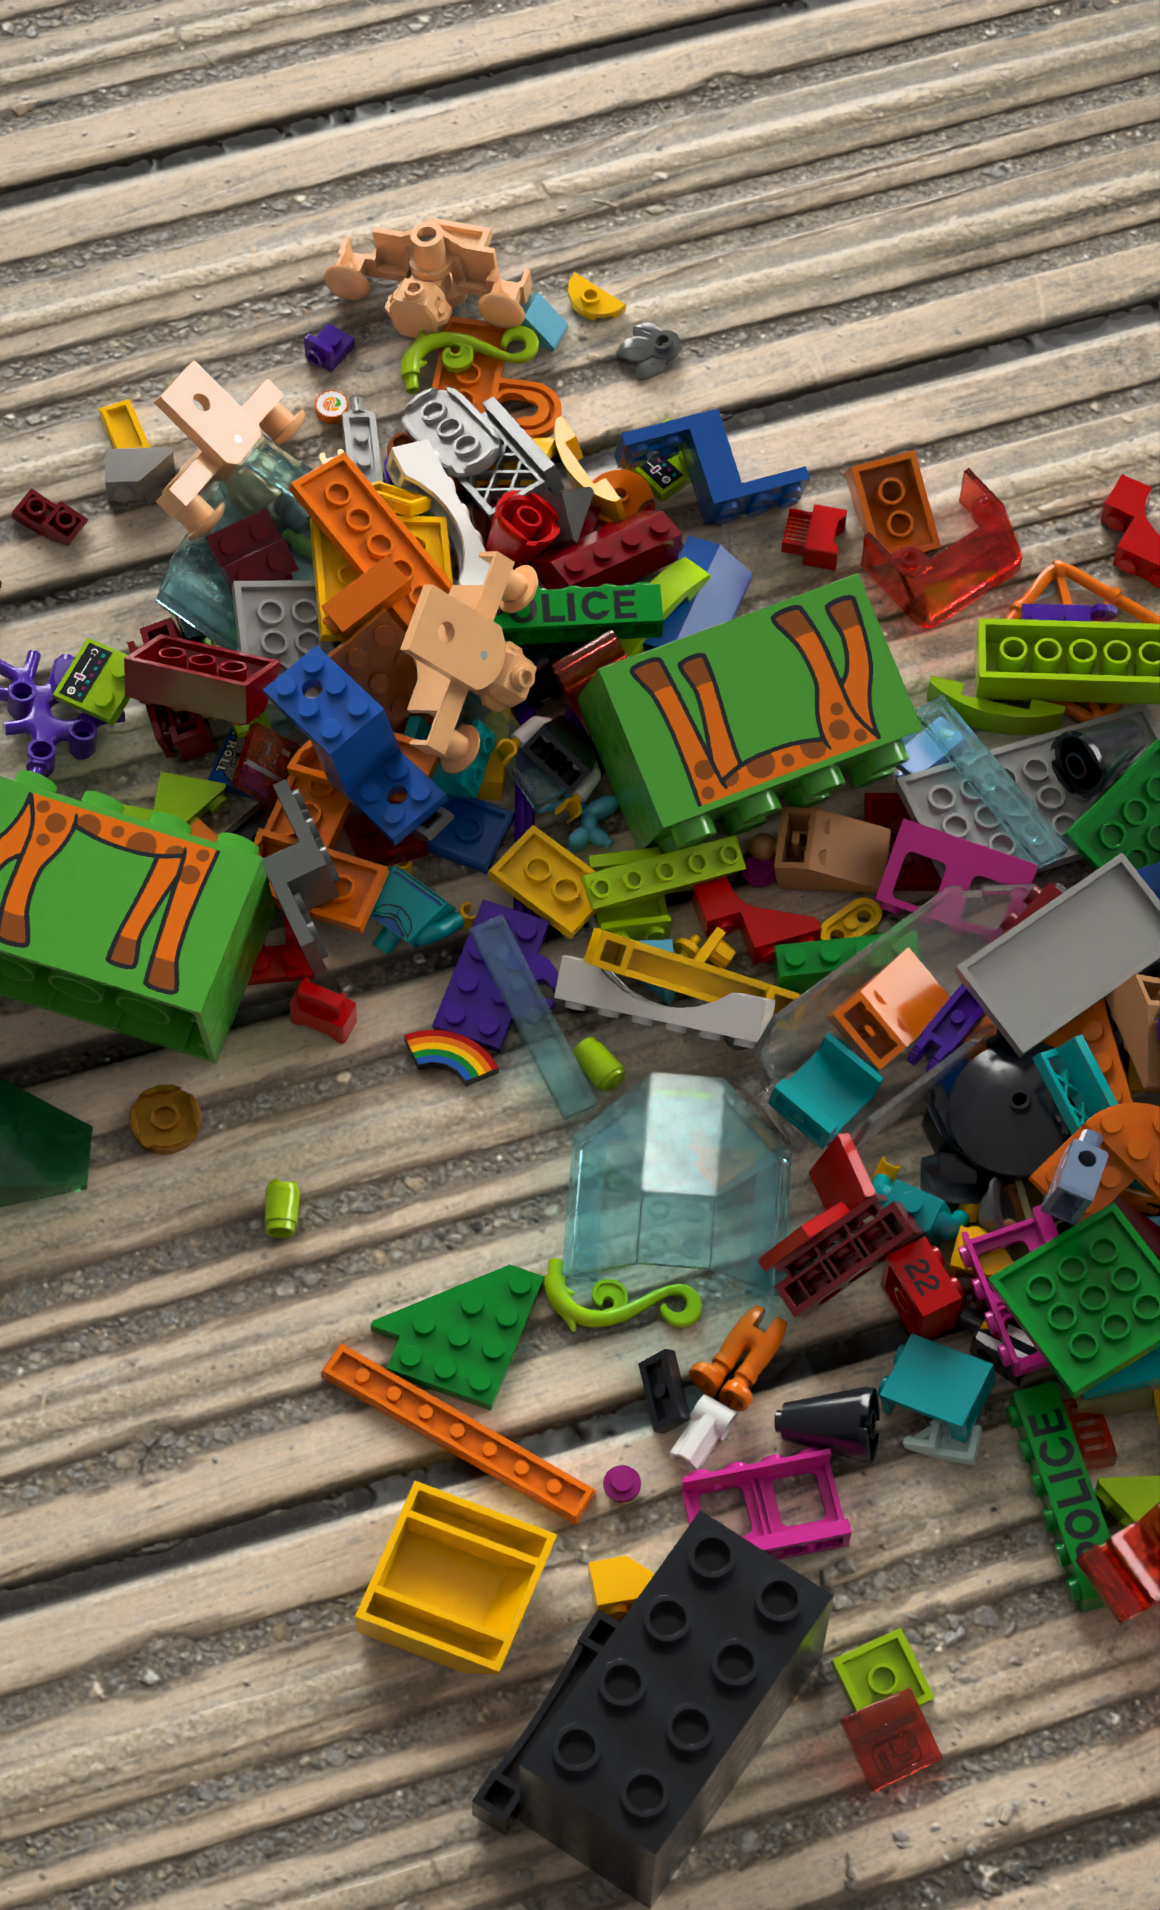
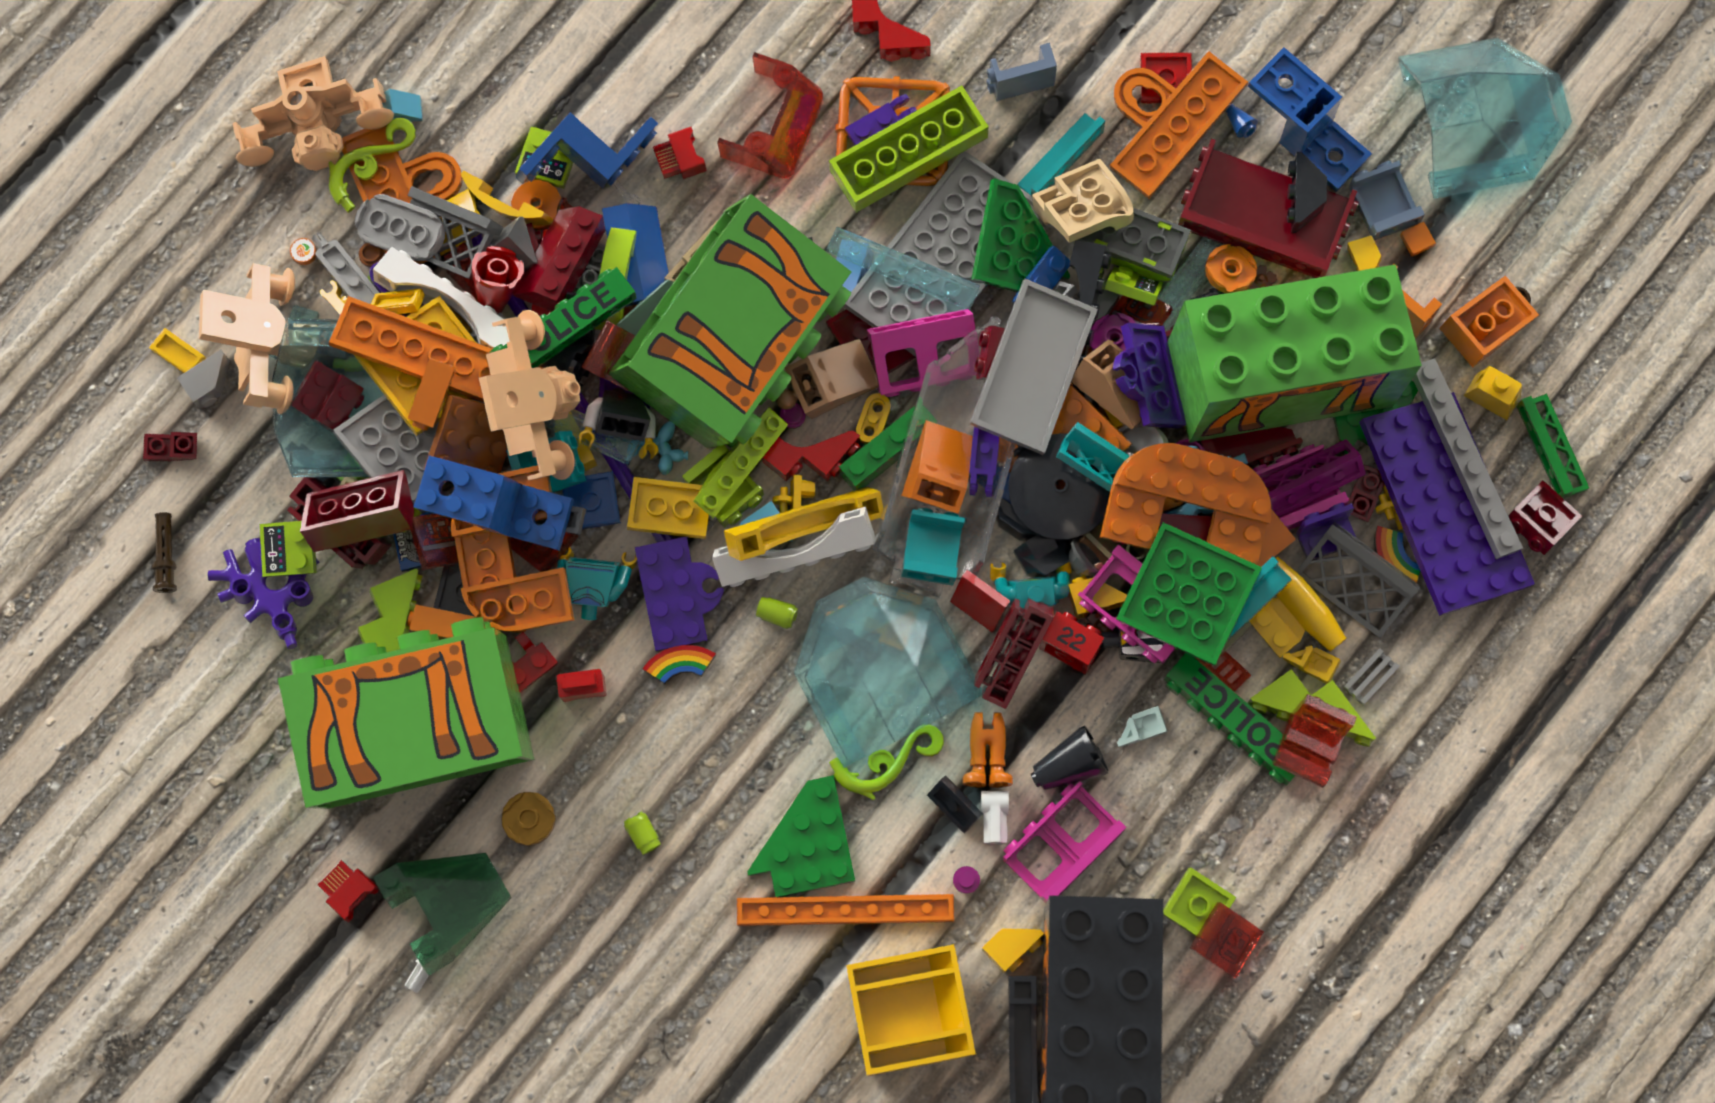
camera: 25 degrees left, 15 degrees up
(302, 876) = (516, 612): dark grey bracket -> none
(328, 347) = (272, 209): dark purple bracket -> none
(533, 1017) = (717, 607): clear light blue tile -> none
(592, 301) = (424, 68): yellow plate -> none
(647, 350) = (483, 85): dark grey plate -> none
(802, 1235) = (980, 654): red tile -> none
(893, 502) = (717, 104): orange slope -> none
(938, 1384) = (1117, 697): teal panel -> none
(998, 717) = (873, 217): lime slope -> none
(1076, 1178) = (1136, 524): sand blue torso -> none
(1095, 755) = (959, 211): black cone -> none

